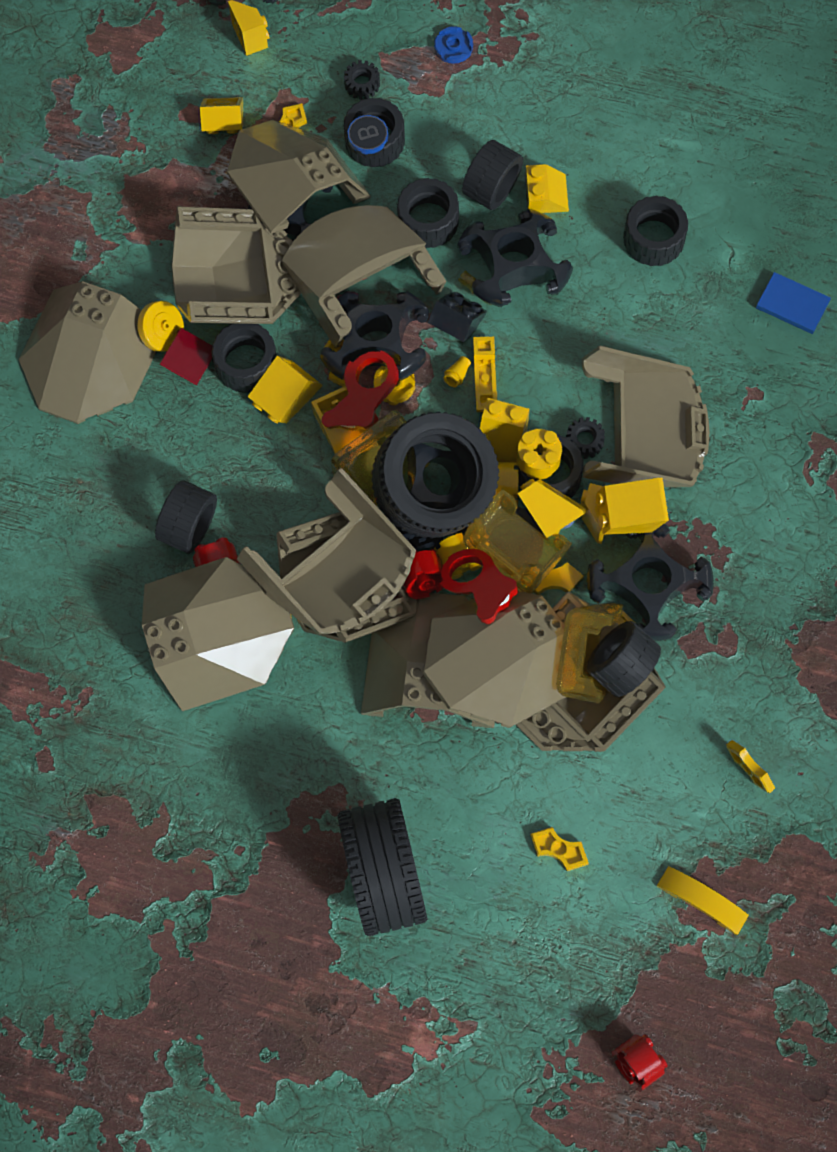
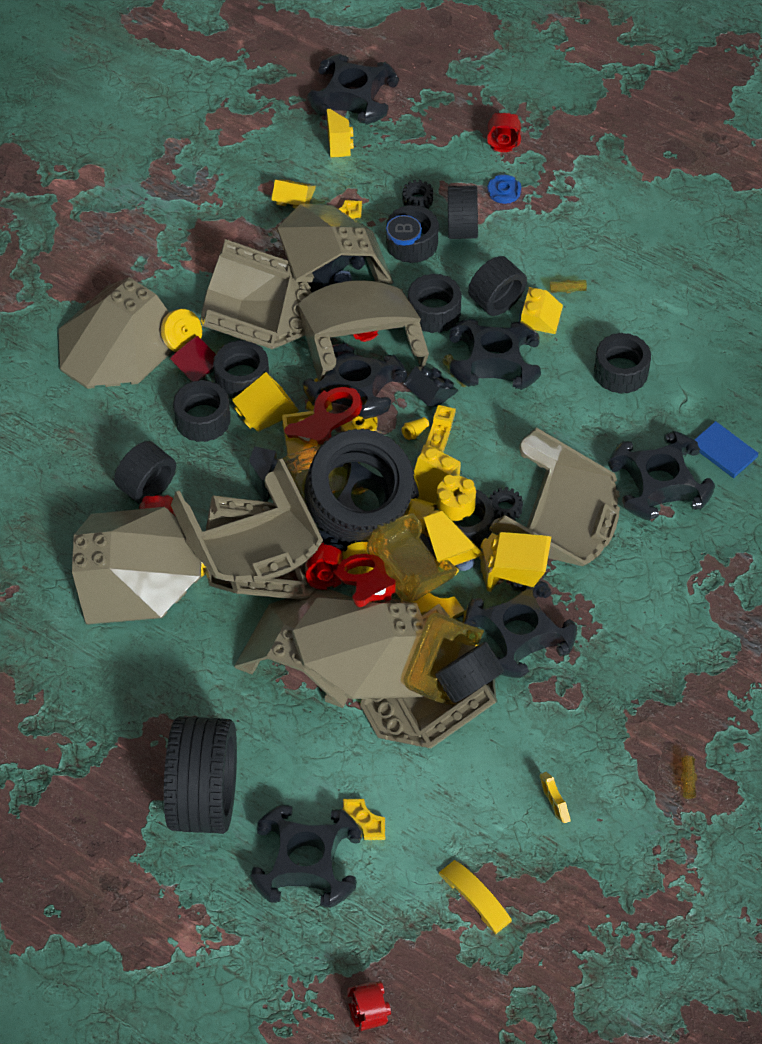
camera: 15 degrees right, 15 degrees down
(218, 396) = (196, 394): none -> black tyre
(313, 475) = (261, 463): none -> black slope
(314, 208) = (342, 276): none -> sand blue tile
(423, 91) = (462, 212): none -> black tyre
(530, 888) = (295, 835): none -> black piece
(564, 149) = (568, 286): none -> clear yellow pin
(745, 335) = (665, 459): none -> black piece

